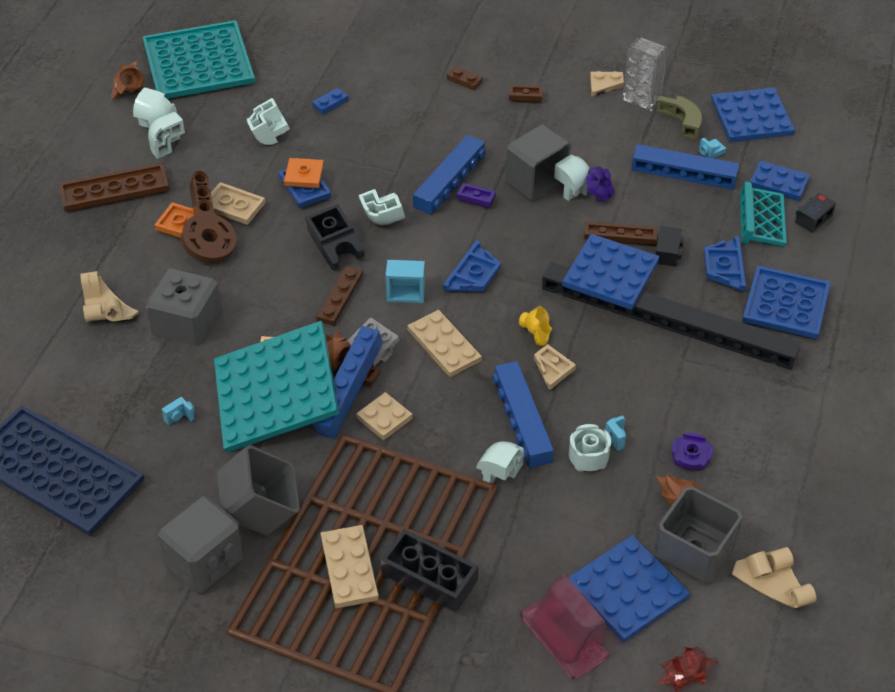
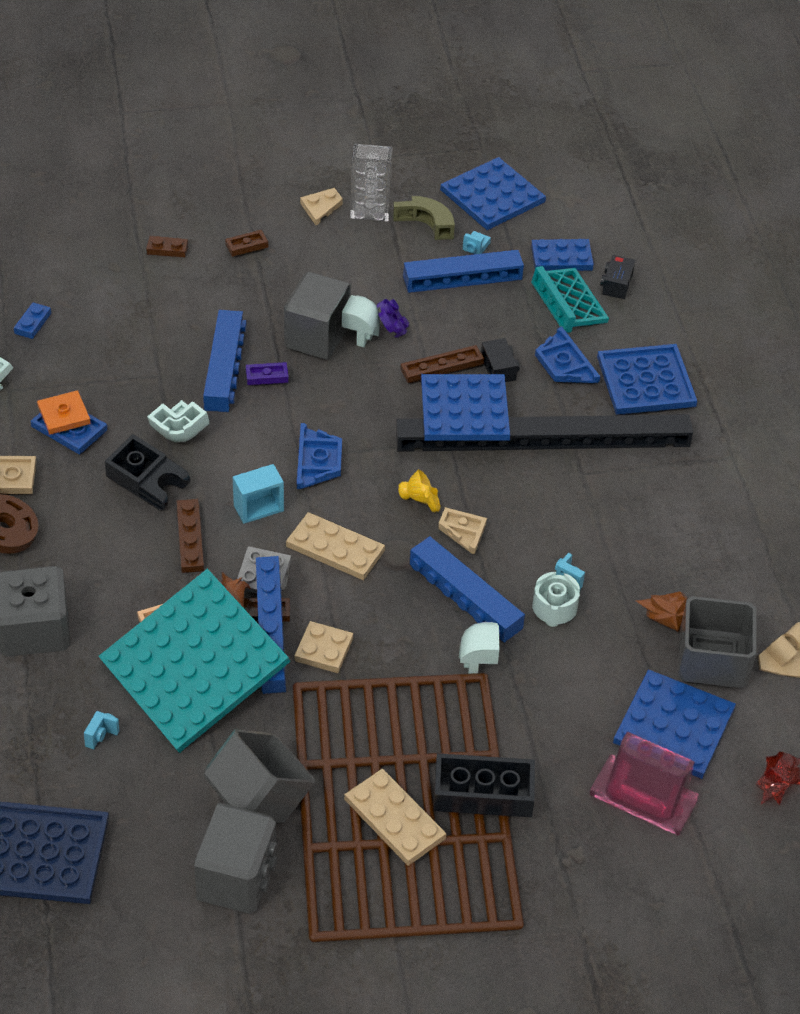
camera: 30 degrees left, 0 degrees up
(691, 461) = (651, 574): dark purple plate -> none

